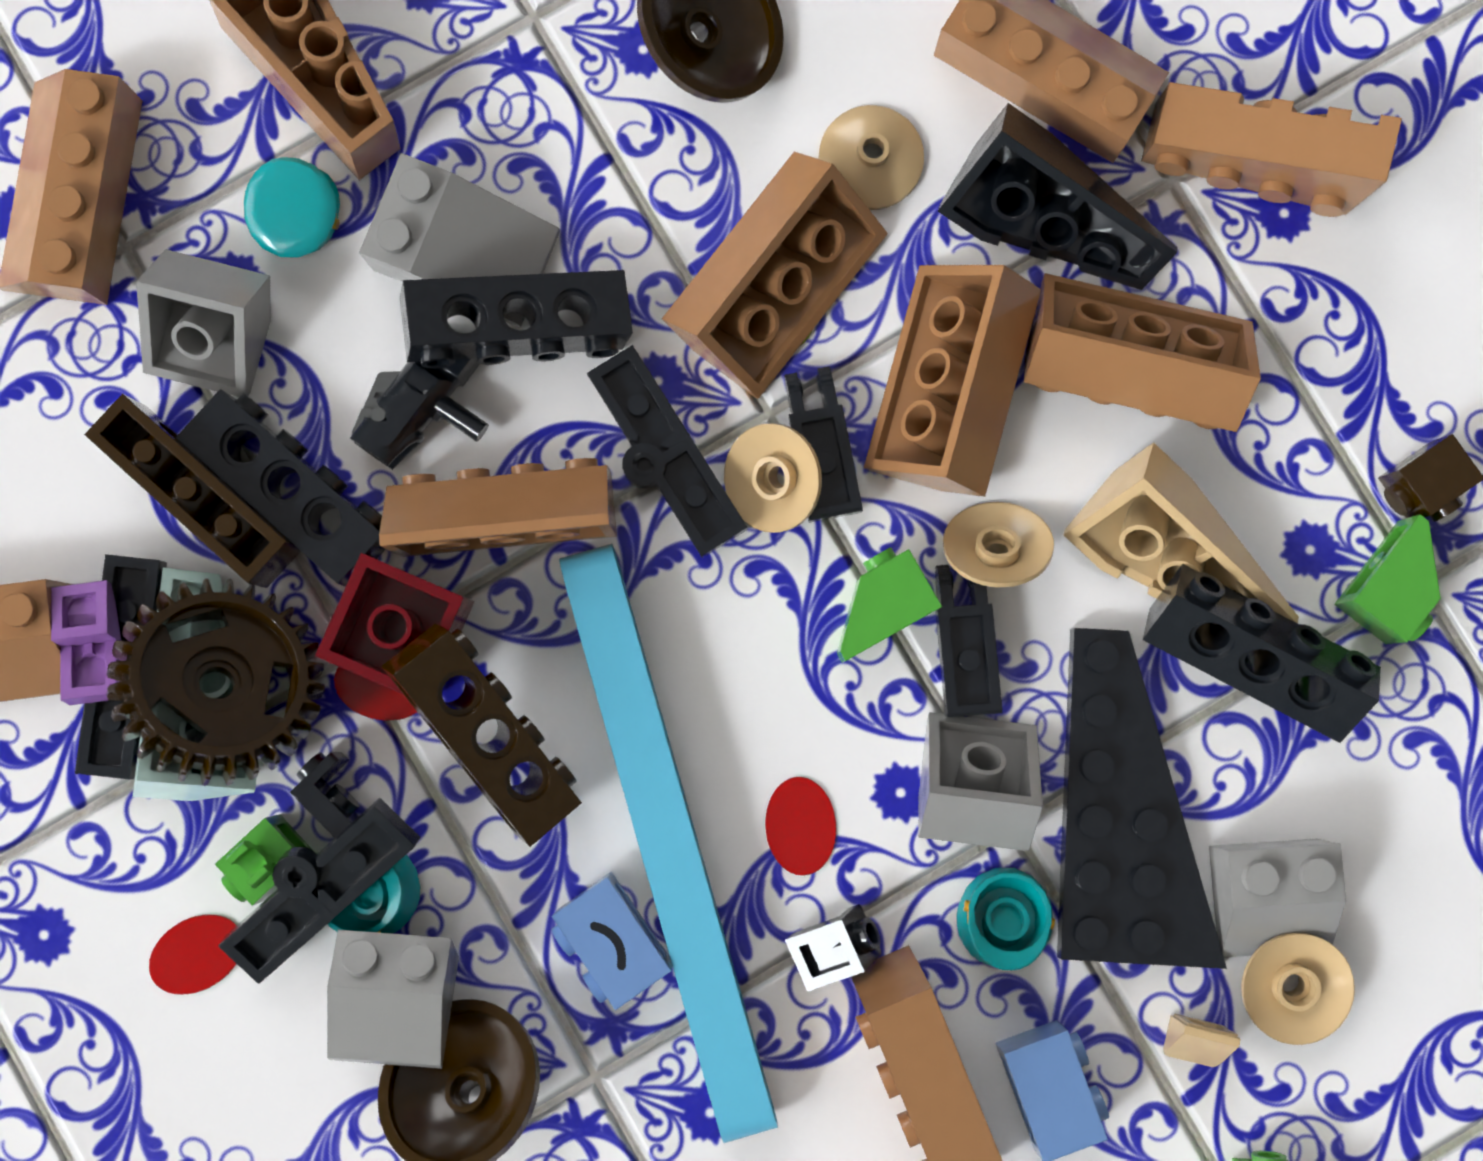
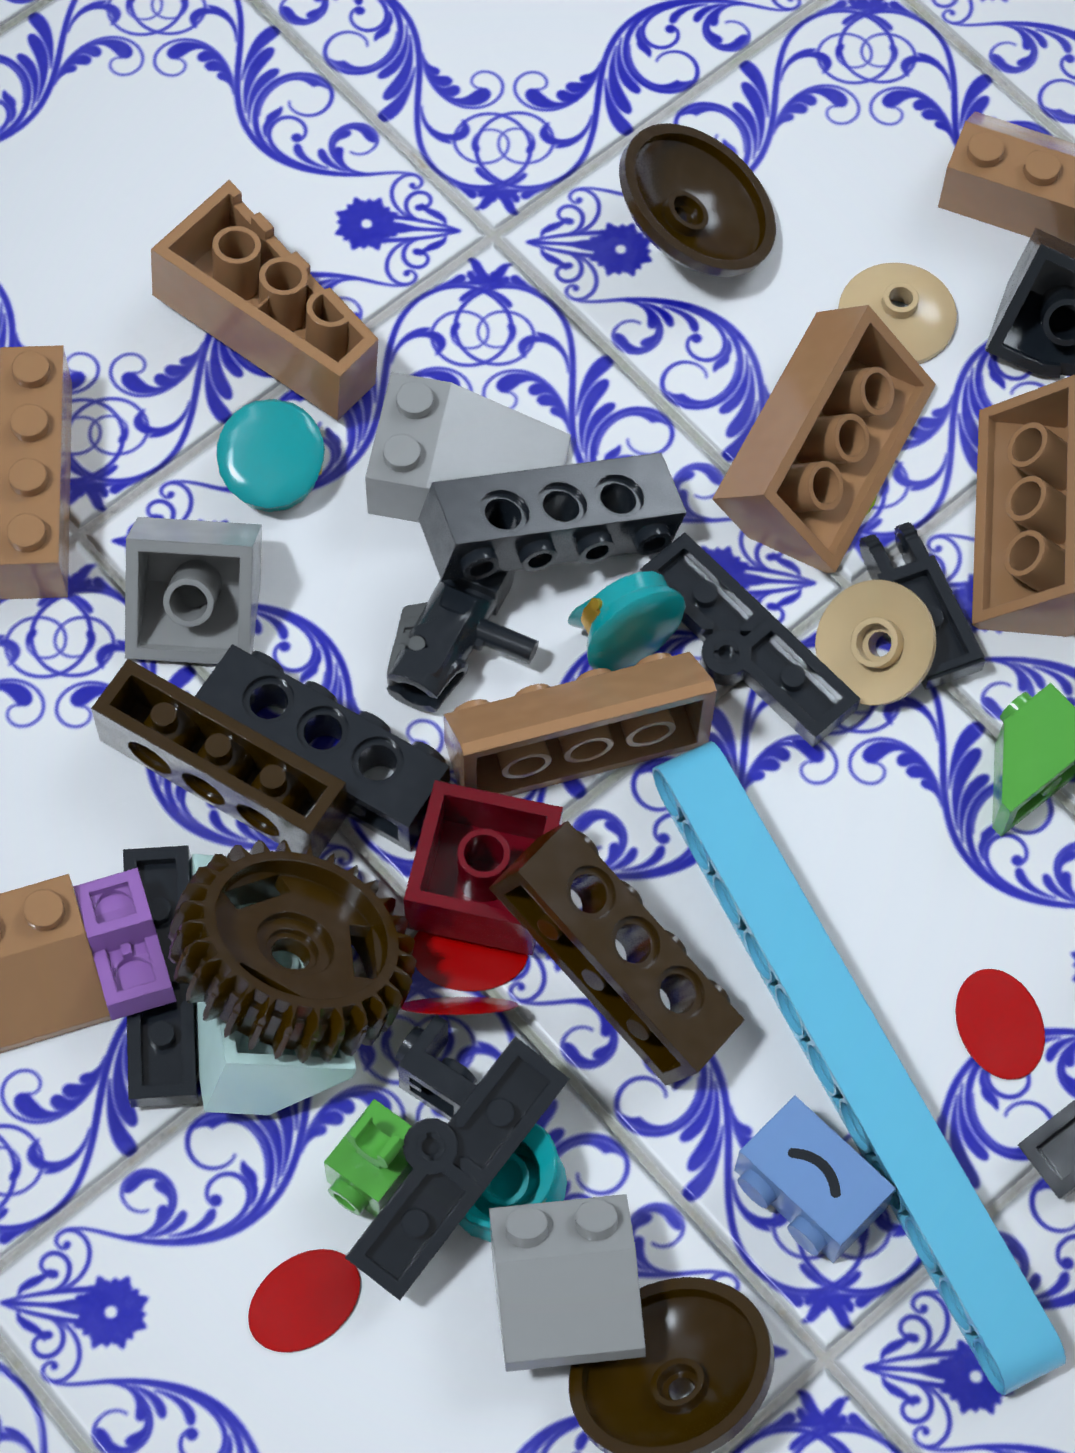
camera: 10 degrees left, 20 degrees down
(355, 741) = (458, 1005): none -> red sticker
(563, 425) = (629, 620): none -> teal piece

